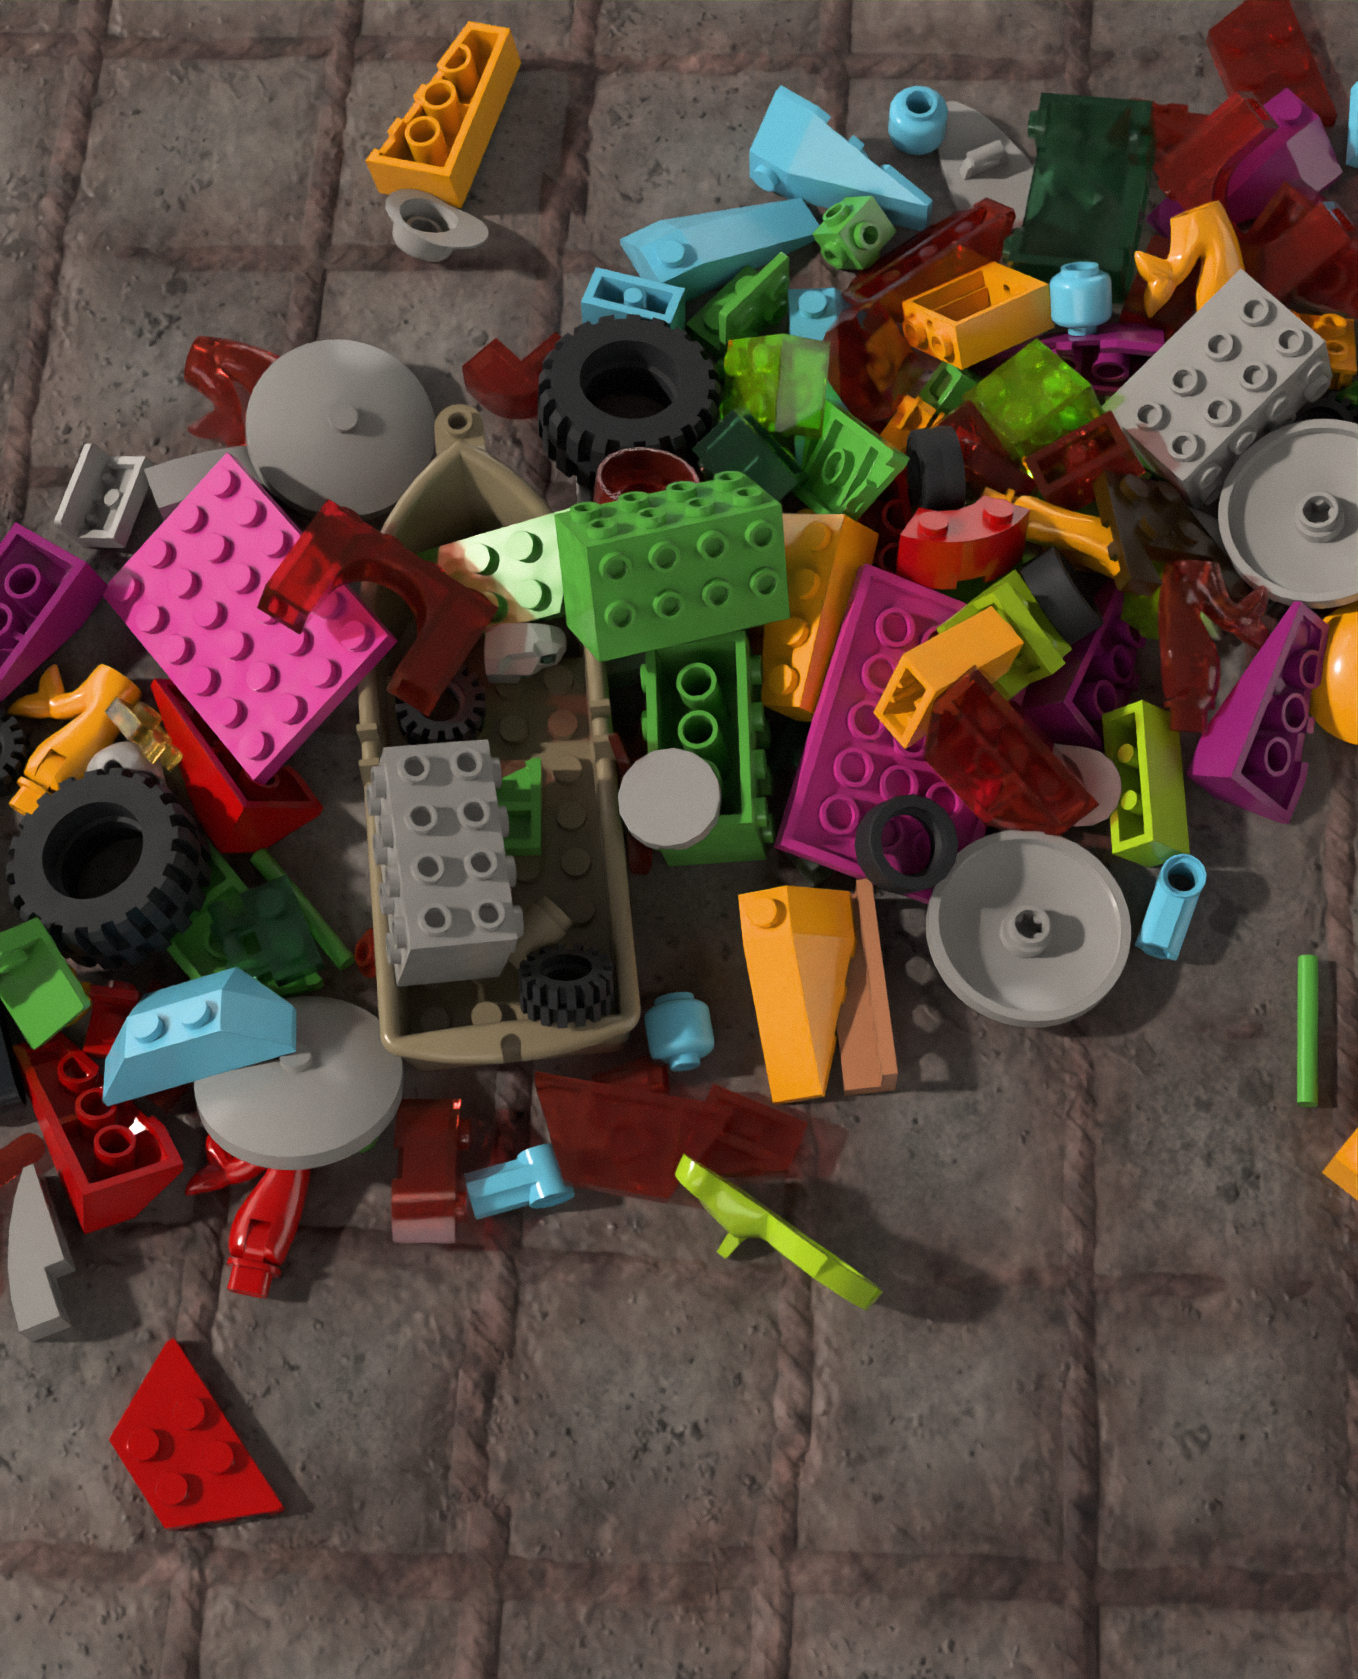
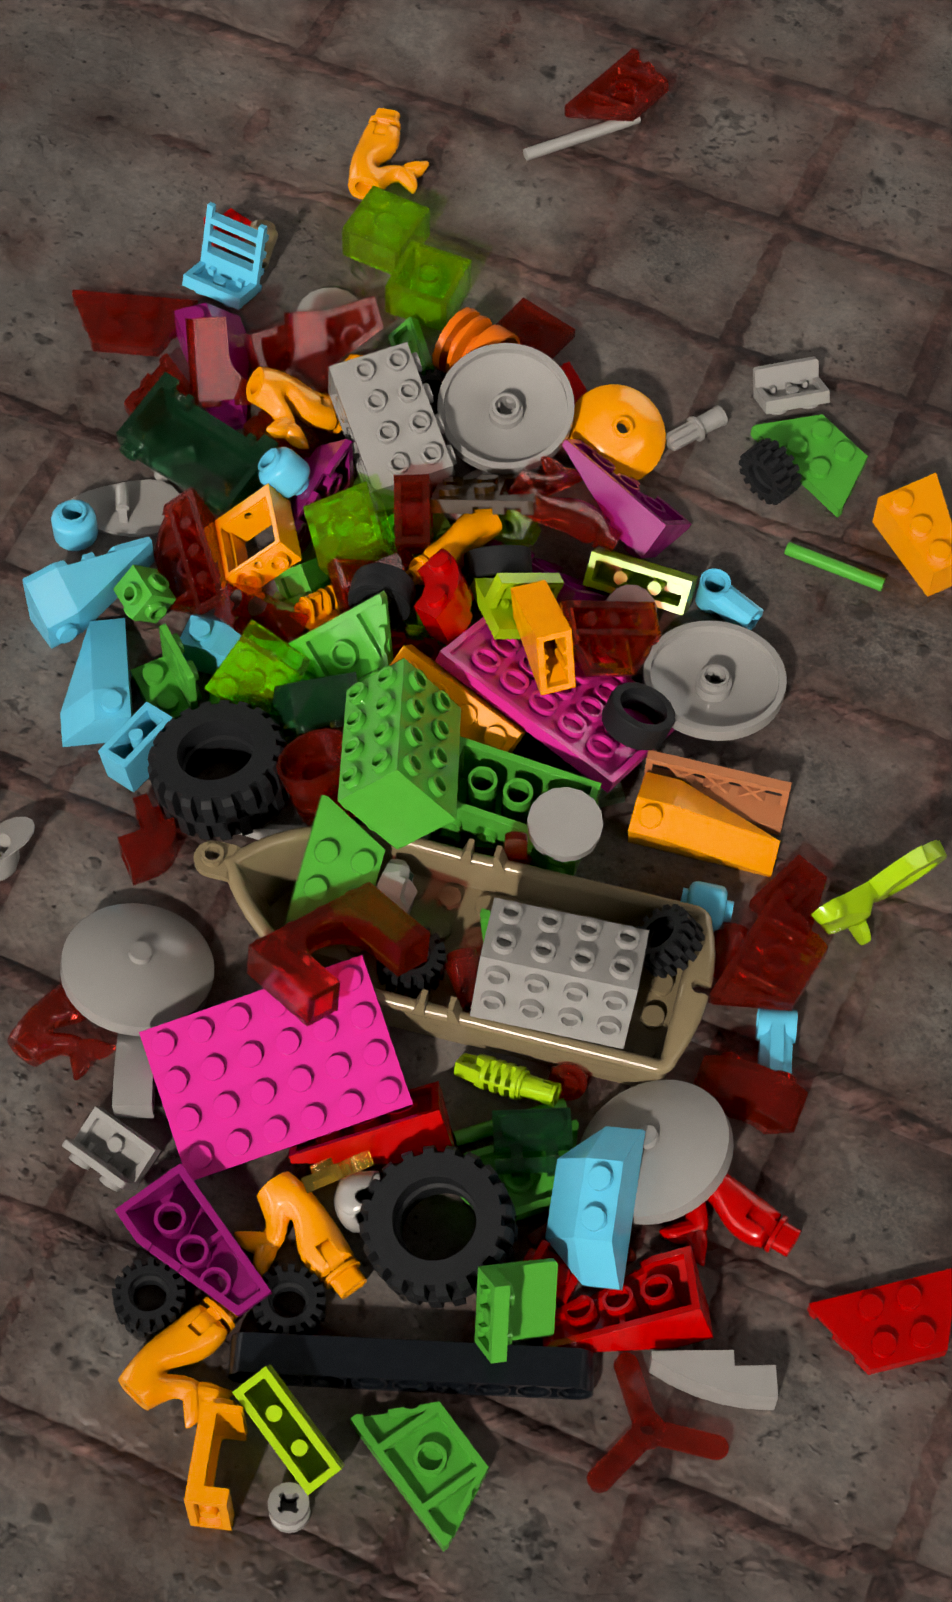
camera: 75 degrees left, 10 degrees down
(347, 882) = (506, 1079): none -> lime hinge

